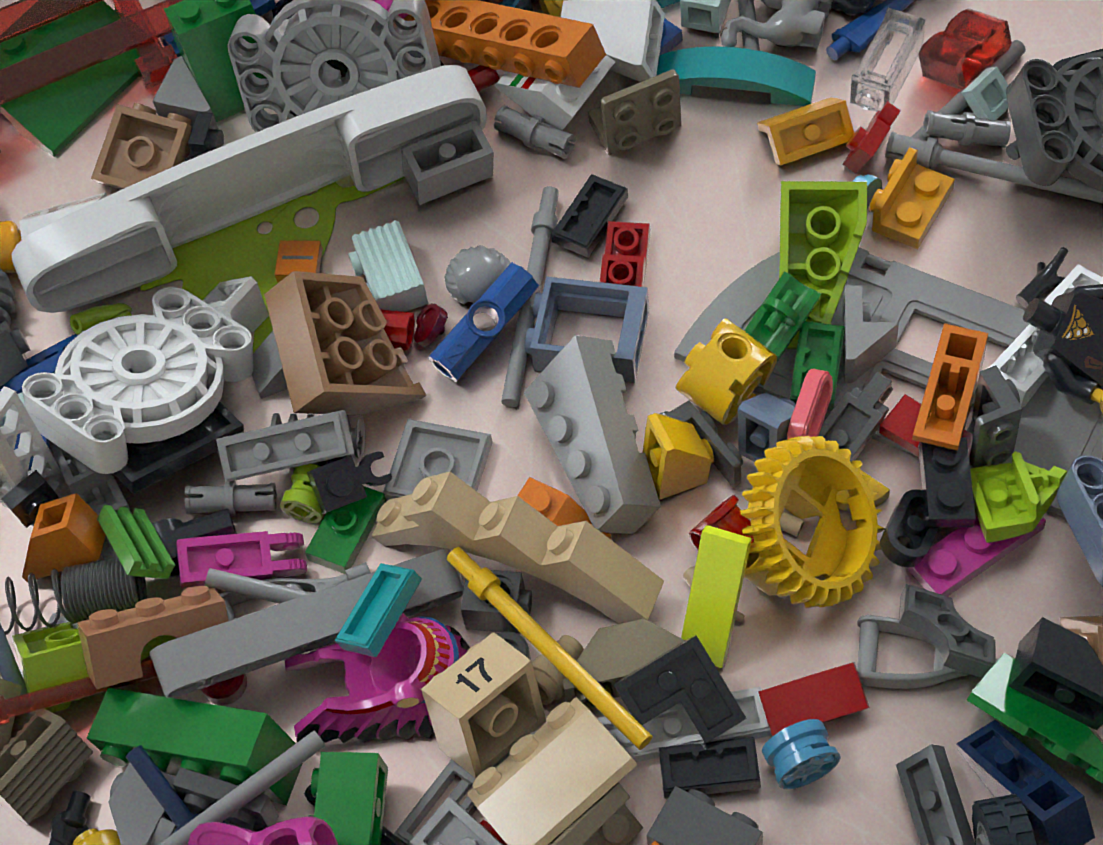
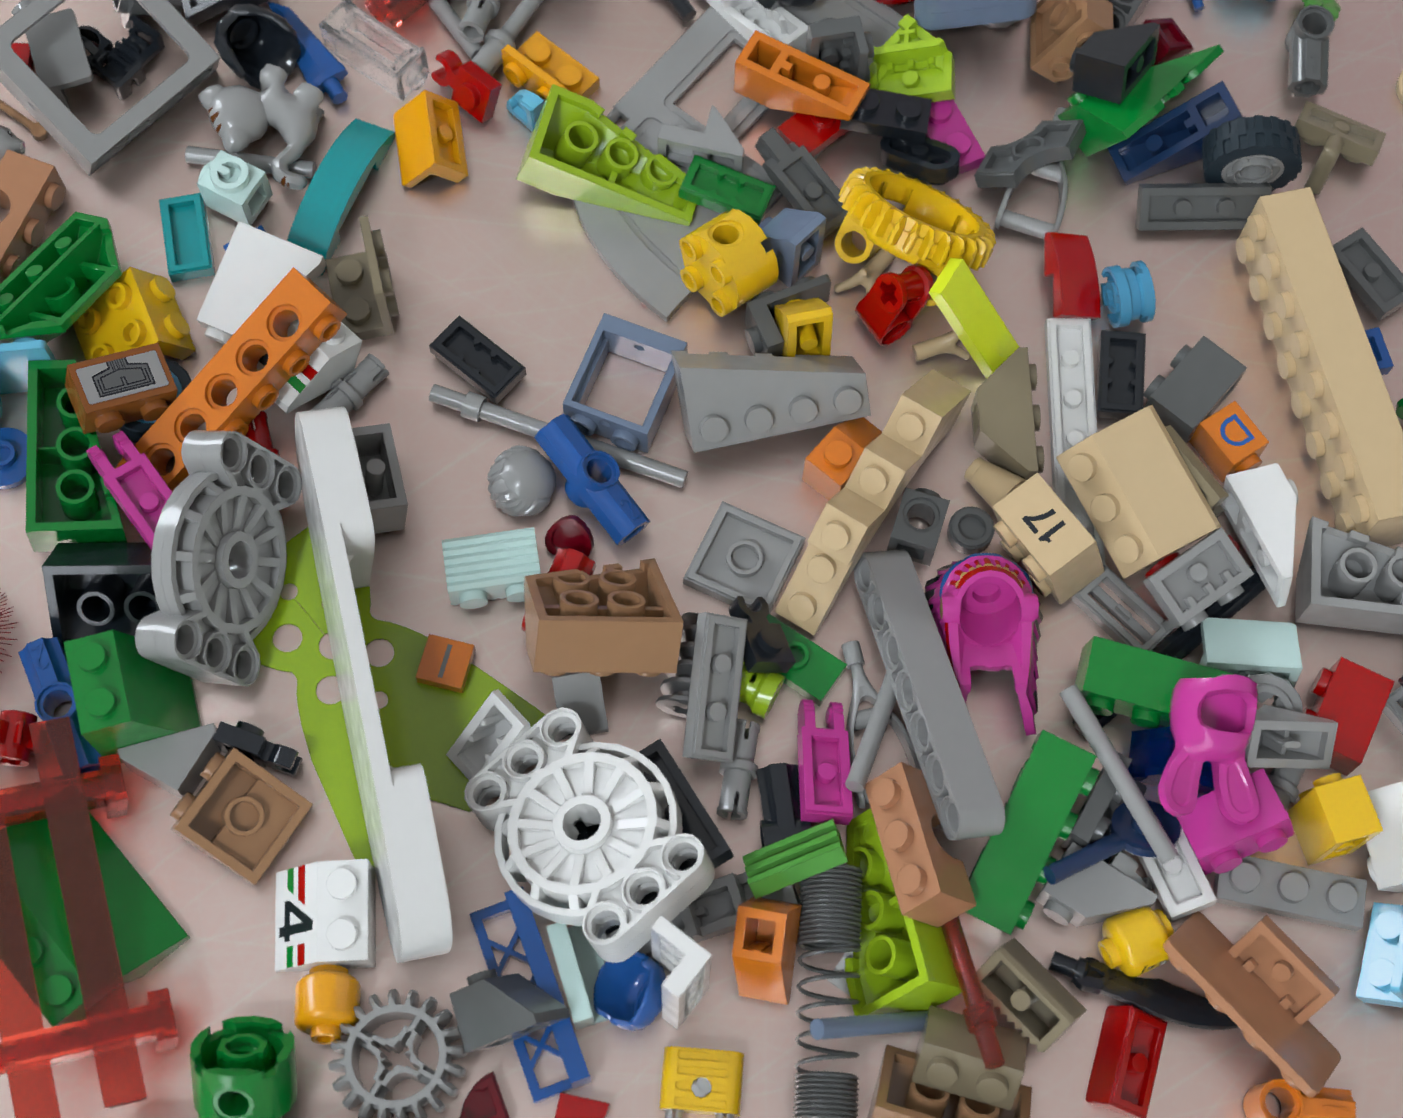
camera: 90 degrees left, 10 degrees up
(28, 496) = (721, 972): black plate -> none
(90, 317) = (458, 882): lime arm -> none
(378, 610) = (940, 612): teal tile -> none
(487, 586) = (924, 515): yellow bar -> none
(625, 253) = (543, 342): red slope -> none
(686, 677) = (1051, 367): black plate -> none
(782, 314) = (677, 197): green hips -> none
(811, 404) = (787, 194): coral tile -> none

